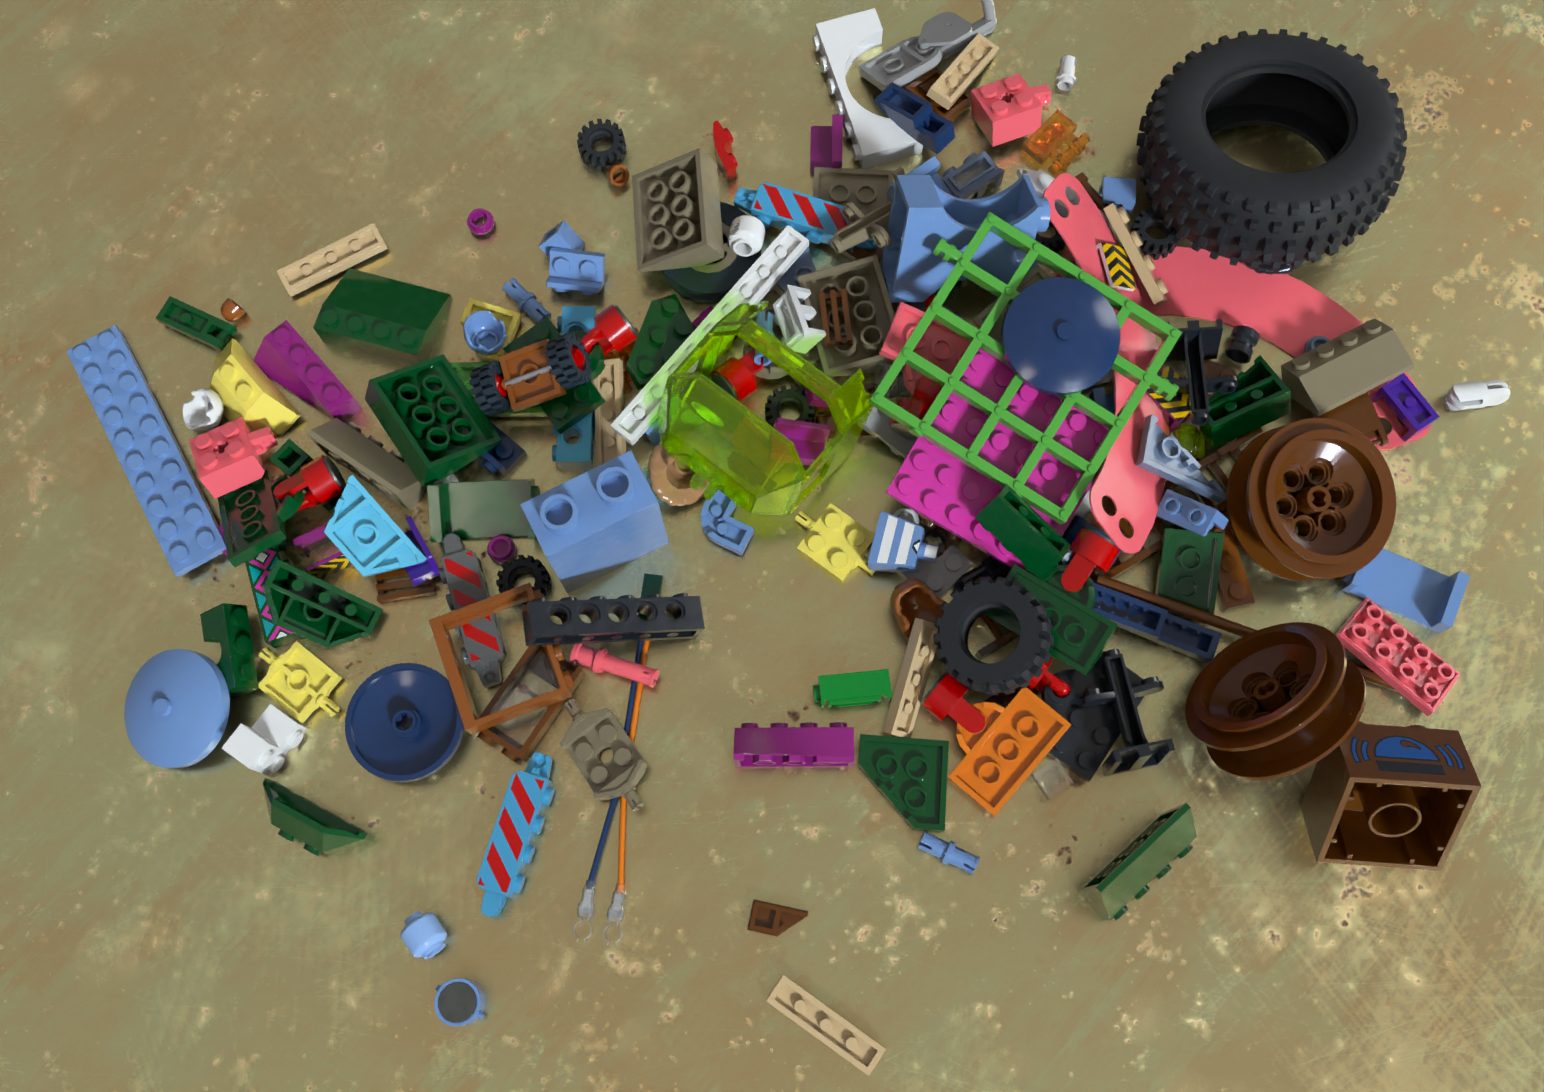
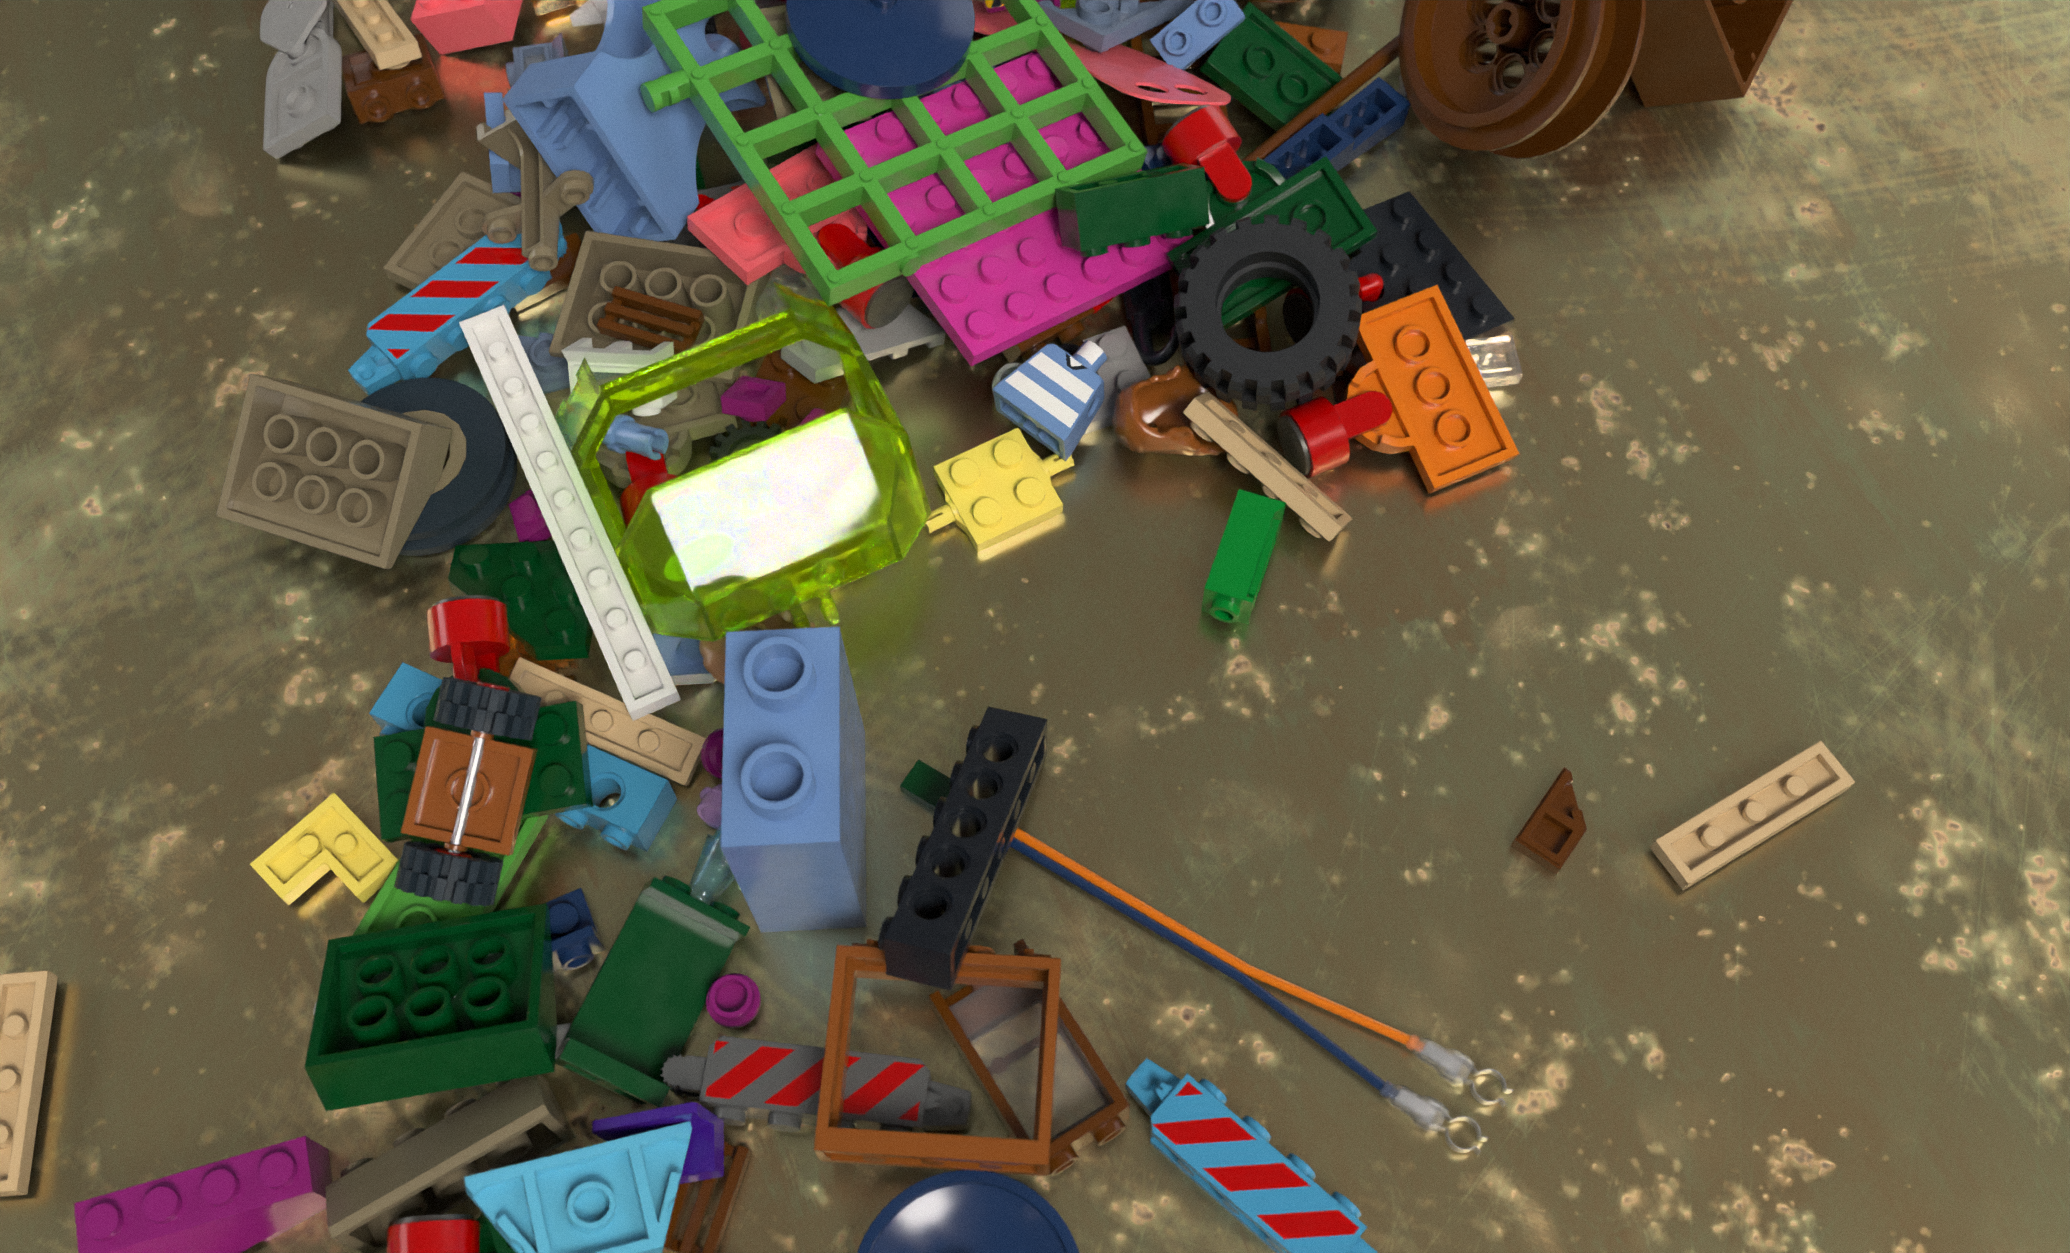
camera: 65 degrees left, 10 degrees down
(382, 317) = (182, 1038): dark green slope -> none
(480, 215) = (112, 787): magenta plate -> none
(484, 333) = (336, 854): medium blue hair -> none
(522, 565) = (781, 978): black tyre -> none
(525, 300) = (317, 778): medium blue pin -> none
(561, 237) = (255, 679): medium blue panel -> none
(576, 270) = (317, 673): medium blue bracket -> none
(587, 739) = (1136, 961): dark tan plate -> none
(597, 132) = (112, 529): black tyre -> none
(601, 661) = (1016, 910): coral pin -> none
(619, 179) = (201, 549): dark orange hinge -> none
(721, 527) = (883, 638): medium blue plate -> none
(723, 152) = (236, 371): red slope -> none
(746, 235) = (436, 386): white head -> none
(794, 745) = (1294, 679): magenta wedge -> none
(827, 145) = (359, 238): magenta panel -> none
(840, 43) = (387, 177): white arch -> none
(909, 776) = (1410, 541): dark green plate -> none
(916, 117) = (405, 95): dark blue slope -> none
(948, 852) = (1546, 538): medium blue pin -> none
(1137, 750) = (1484, 230): black piece -> none
(1140, 862) = (1659, 299): dark green slope -> none

